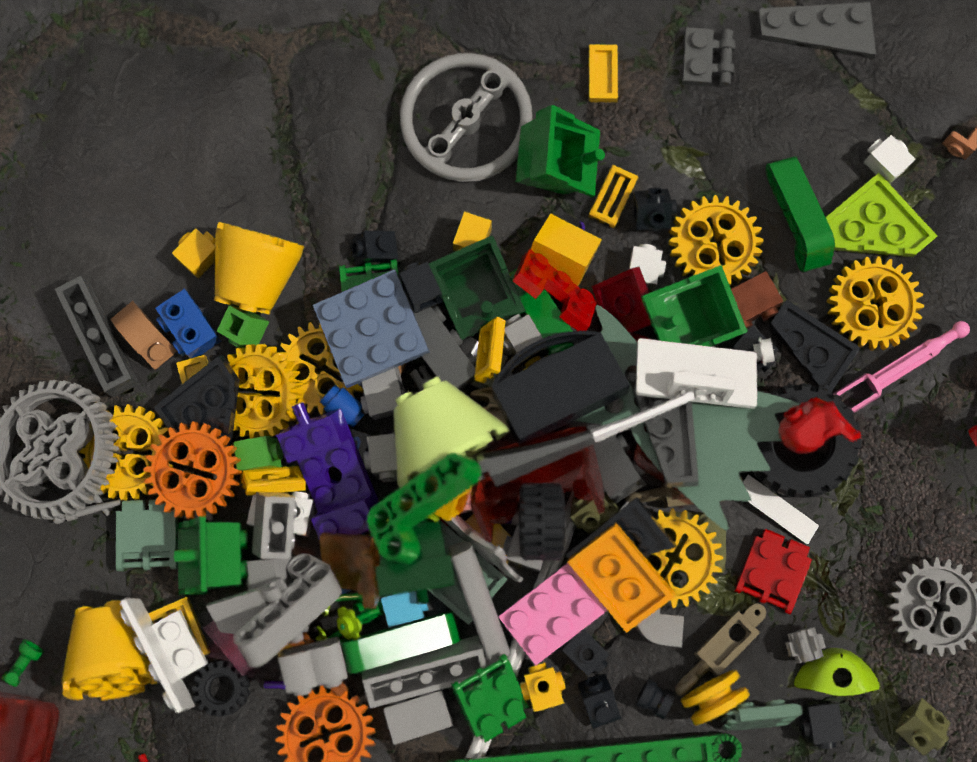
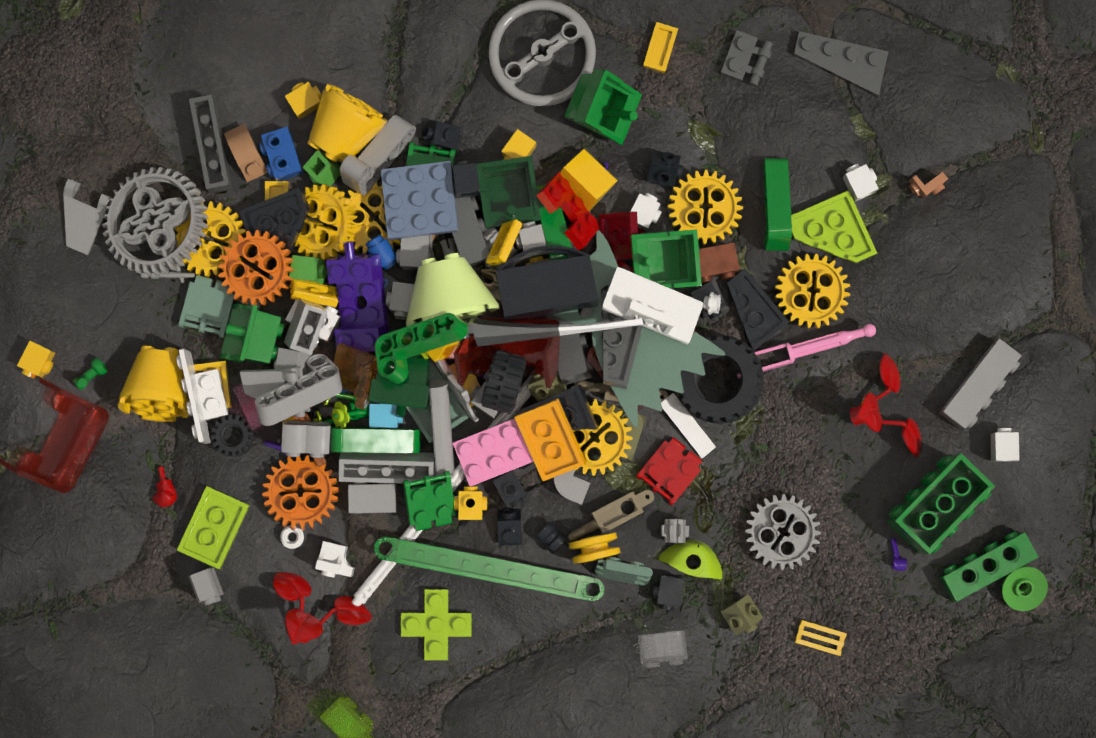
camera: 10 degrees right, 5 degrees up
(294, 313) = (365, 170): none -> light grey beam
(603, 217) = (625, 163): yellow tile -> none
(811, 424) = (724, 367): red head -> none

